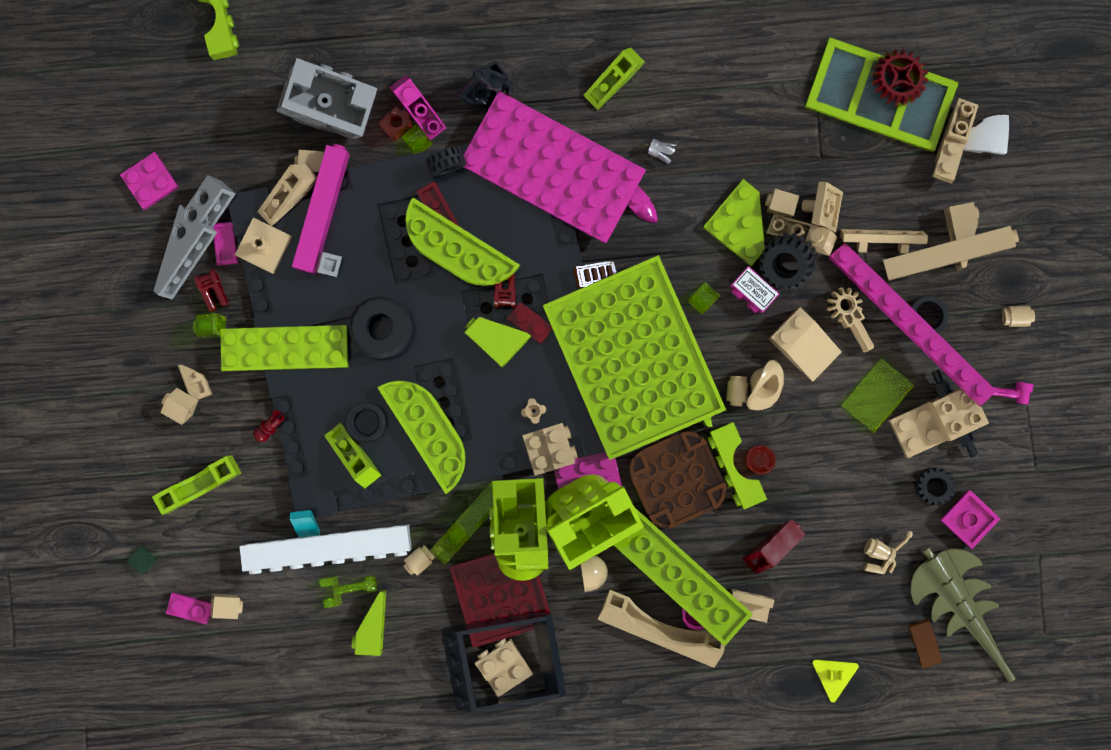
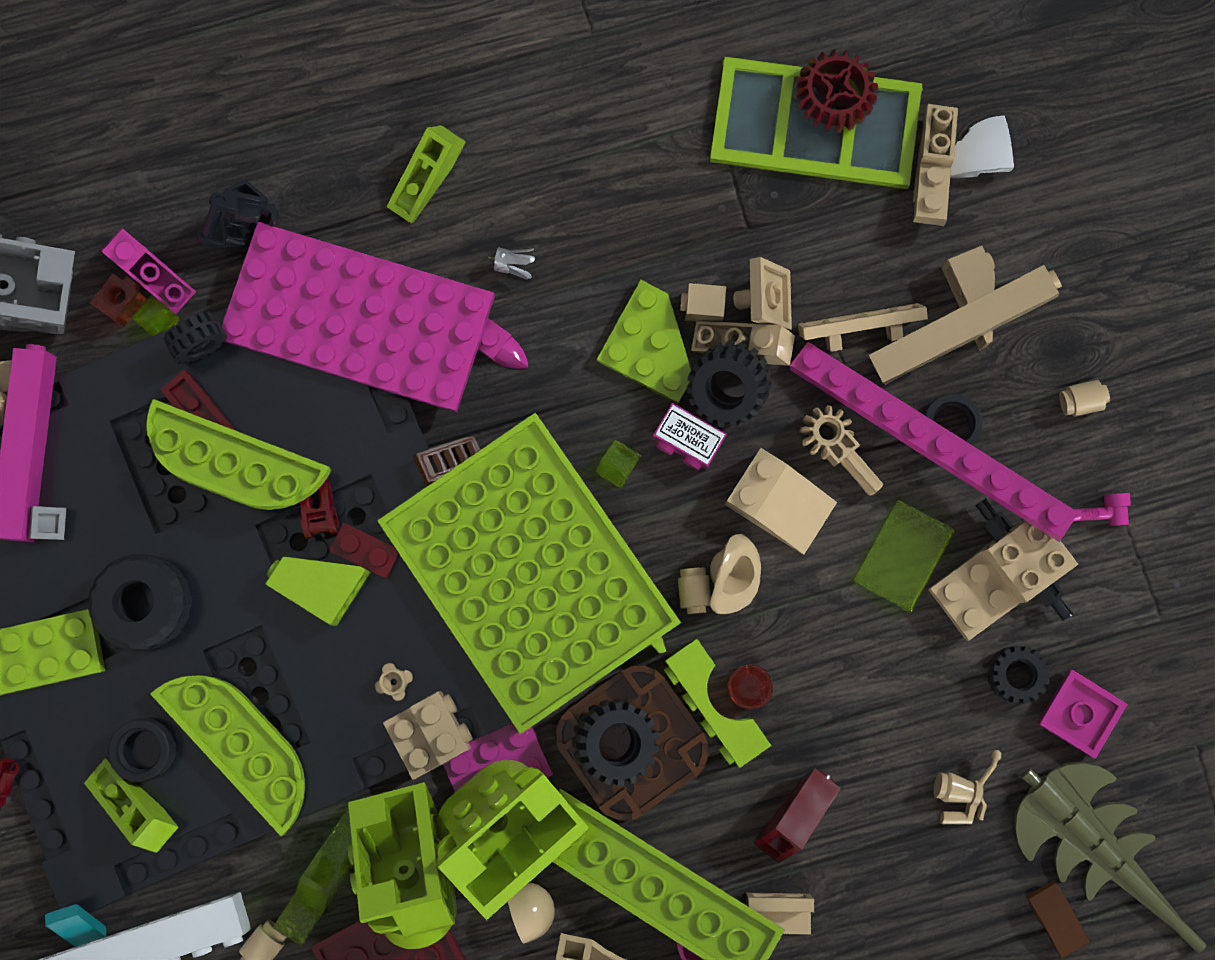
camera: 10 degrees left, 5 degrees down
(684, 480) = (640, 749): none -> black tyre

